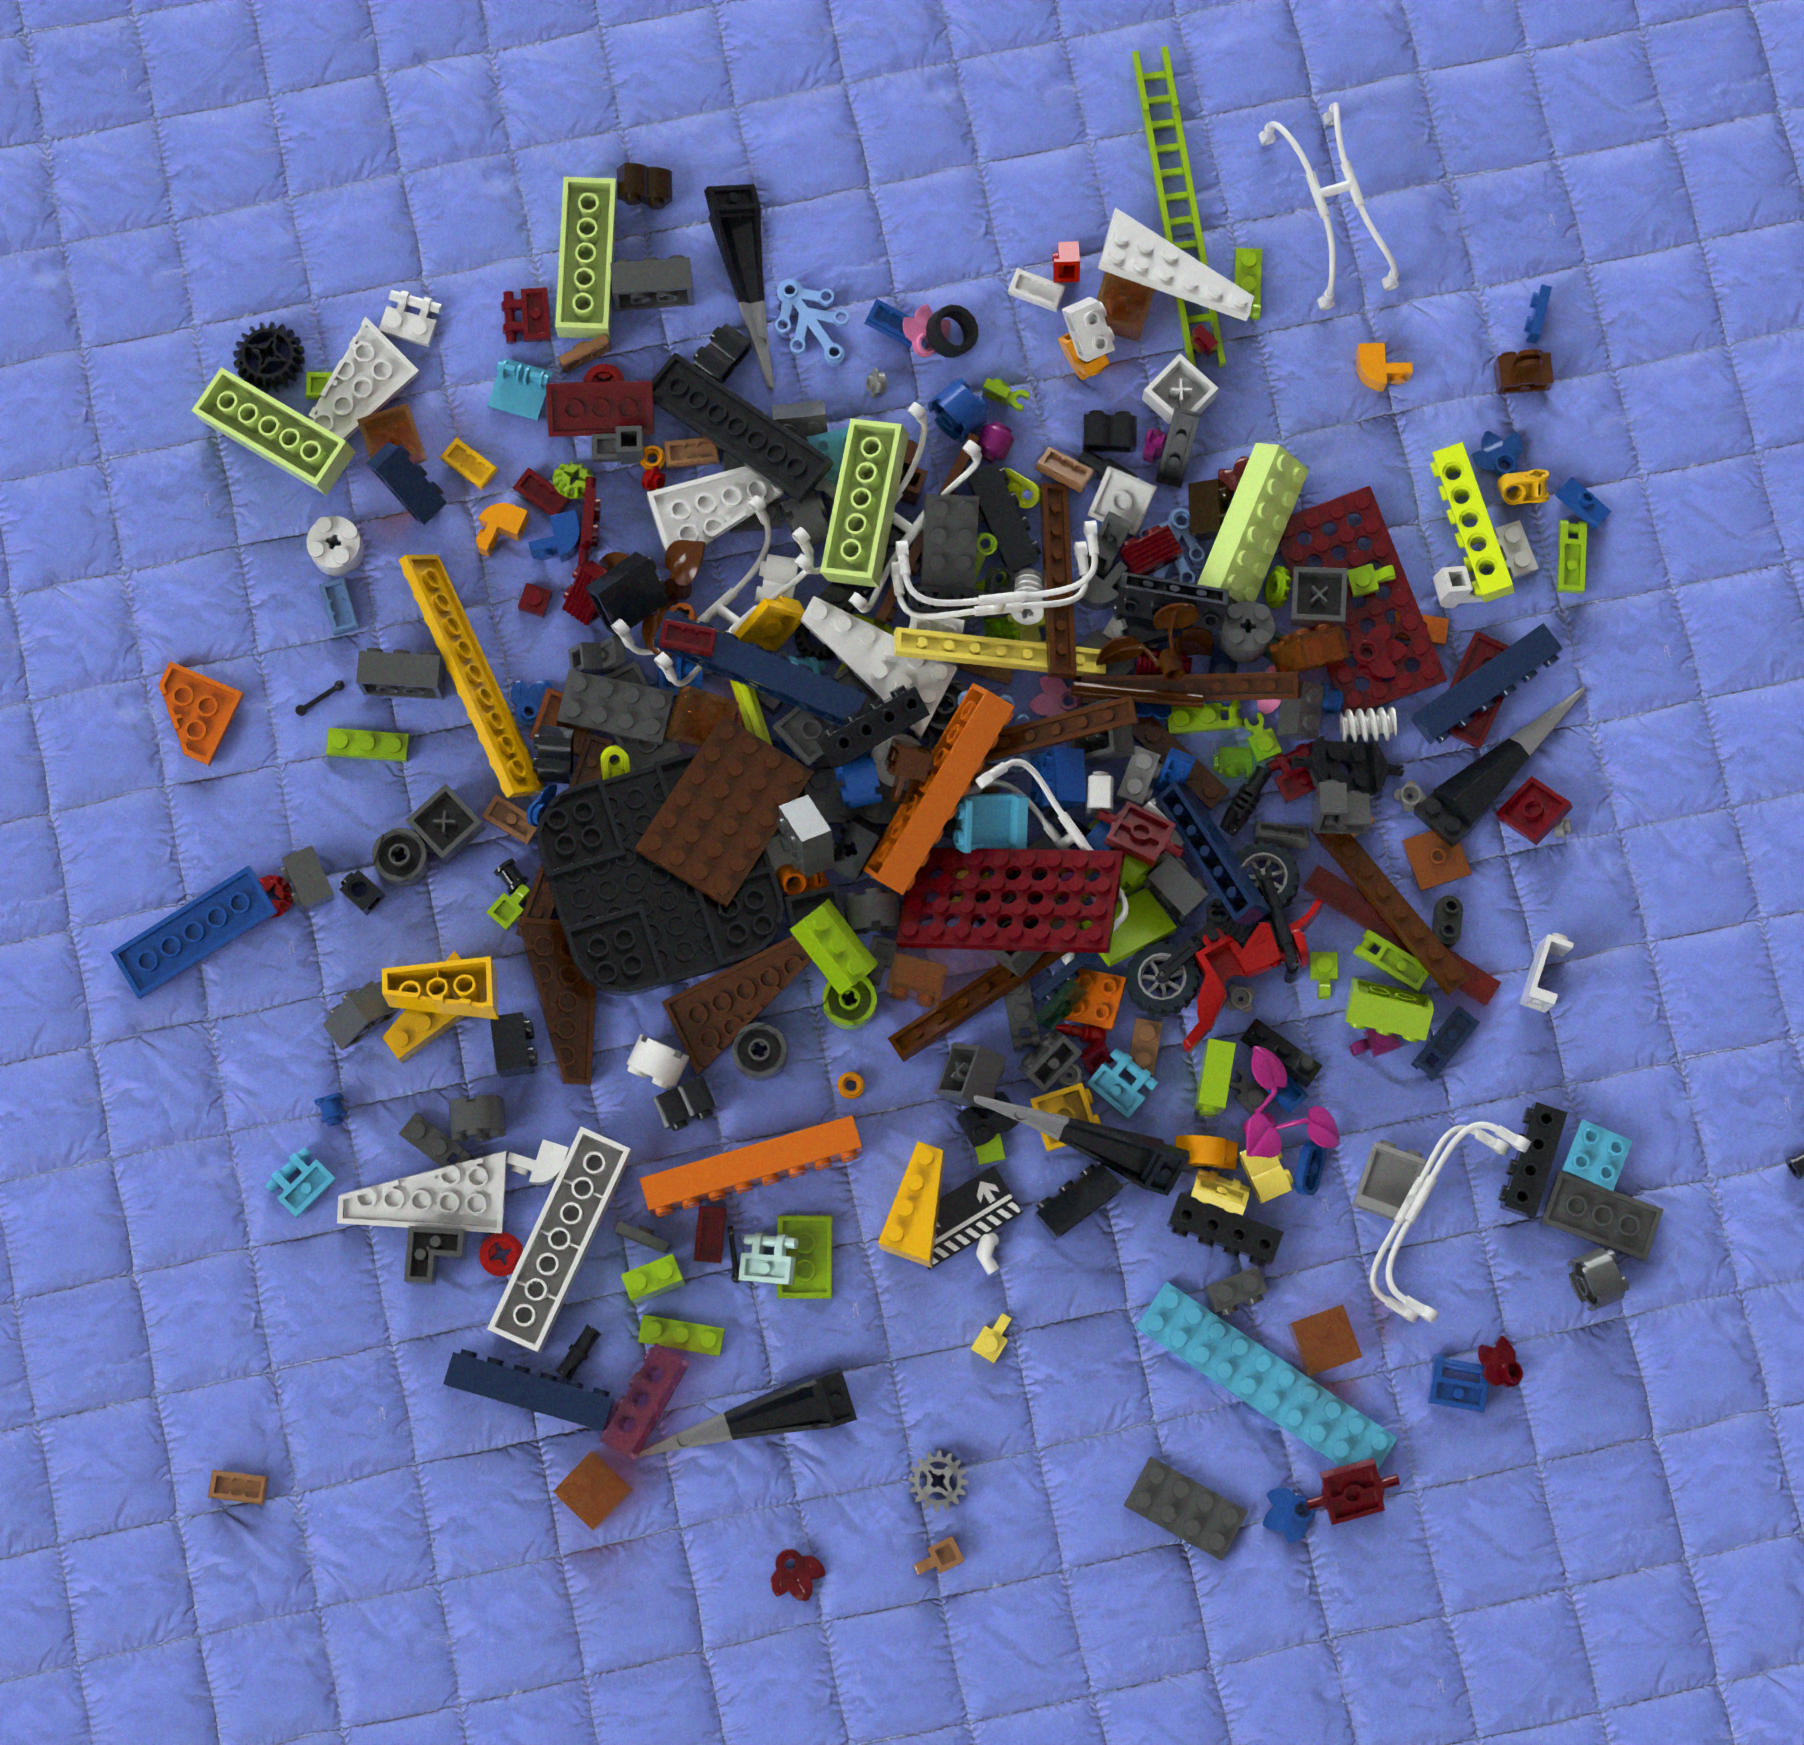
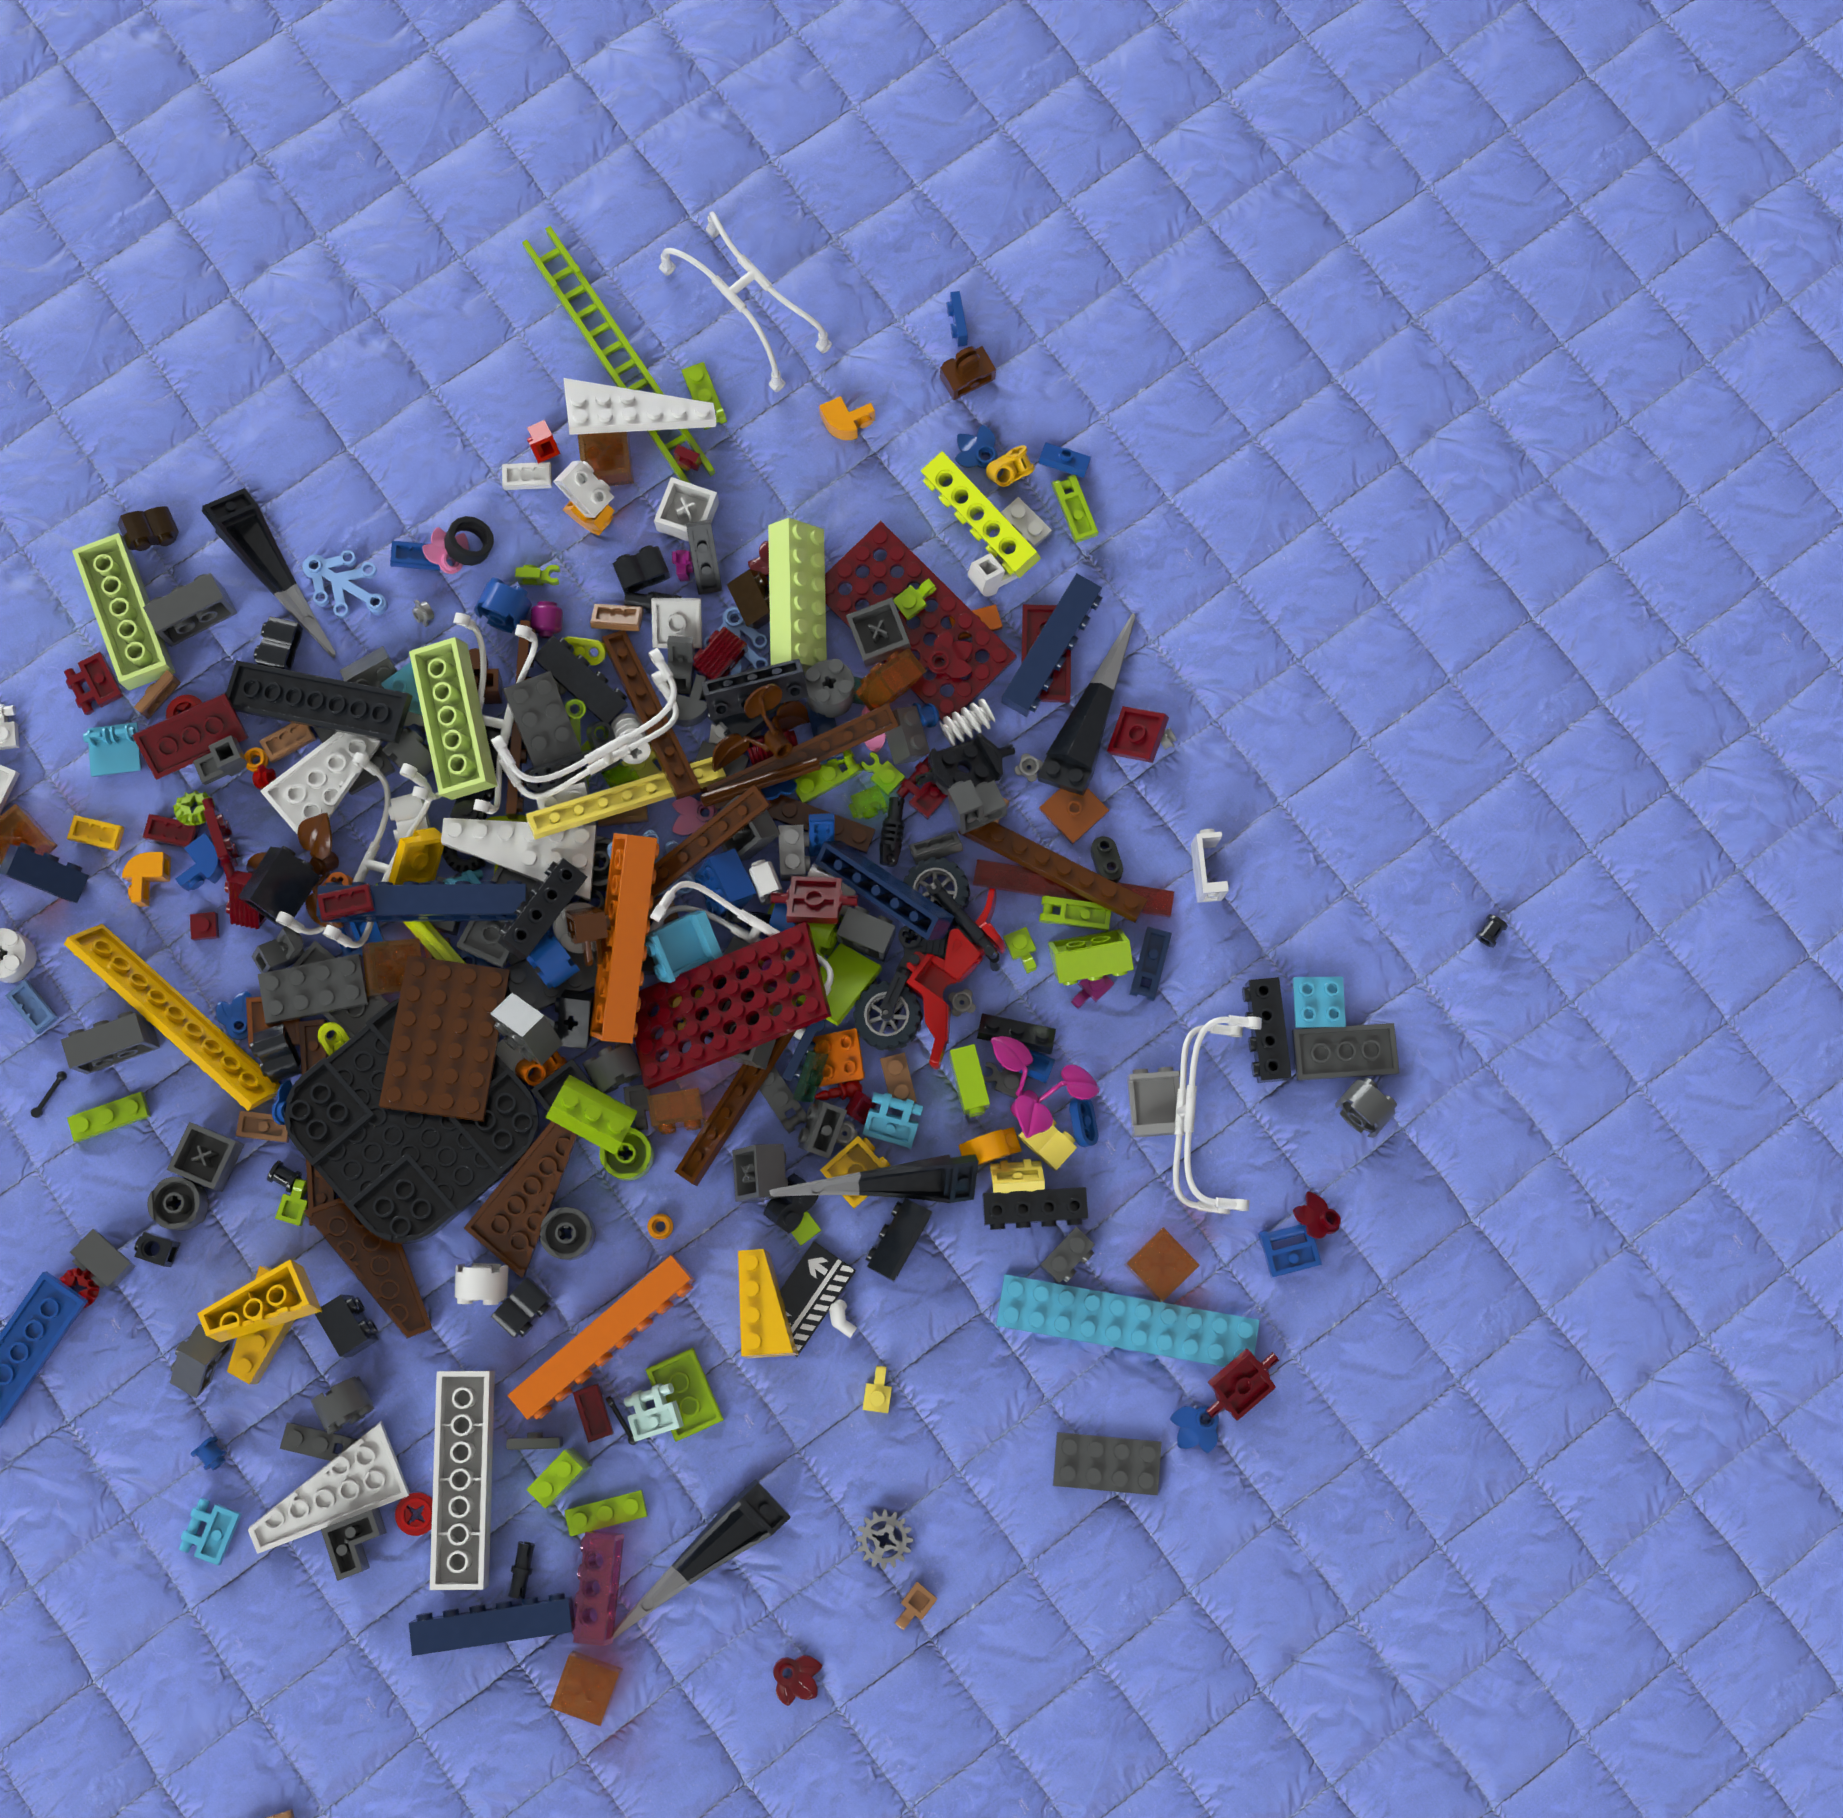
camera: 25 degrees left, 0 degrees up
(545, 1167) = (420, 1421): white brick -> none
(1277, 587) = (840, 639): lime gear -> none

